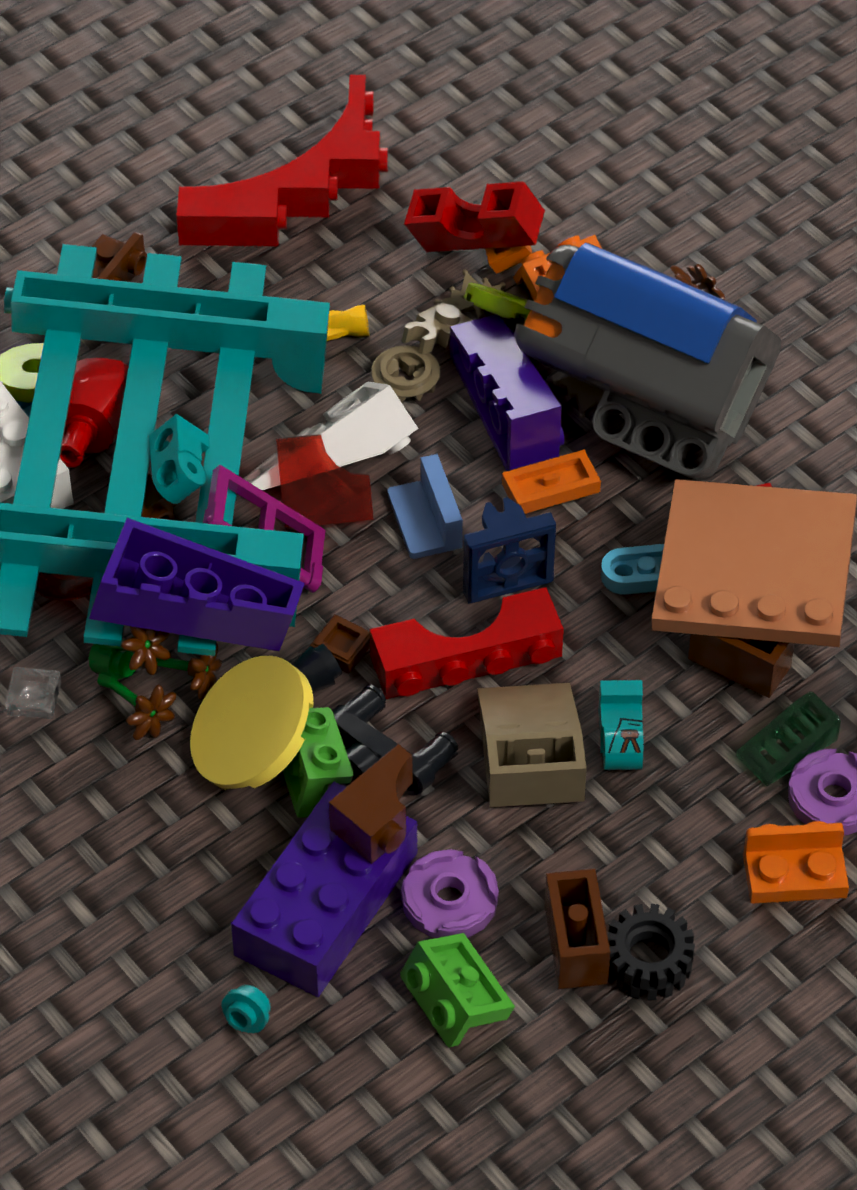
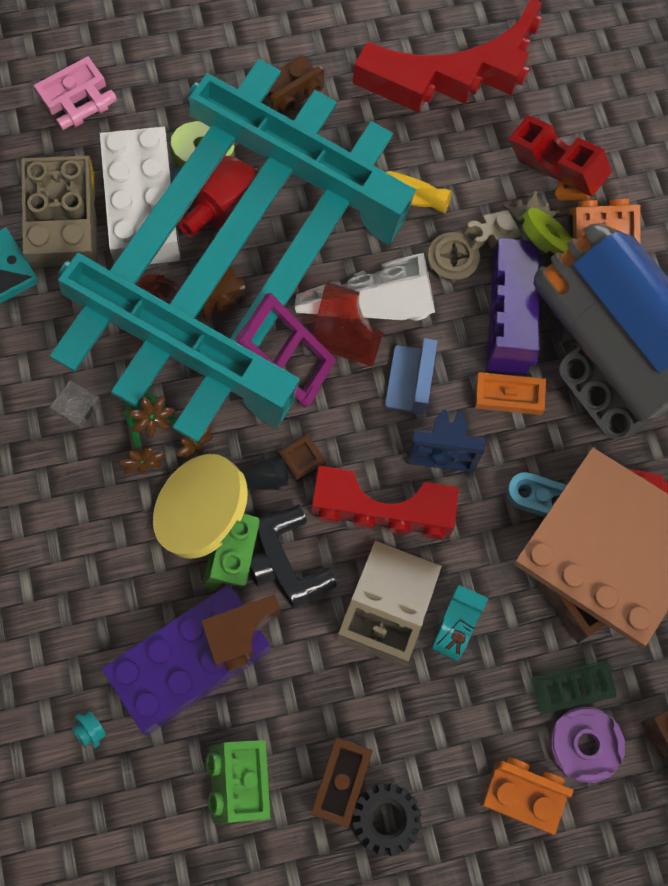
camera: 20 degrees right, 20 degrees up
(177, 463) = (248, 271): teal leg -> none
(193, 591) = (192, 395): dark purple wedge -> none
(442, 917) = (274, 721): medium lavender tile -> none

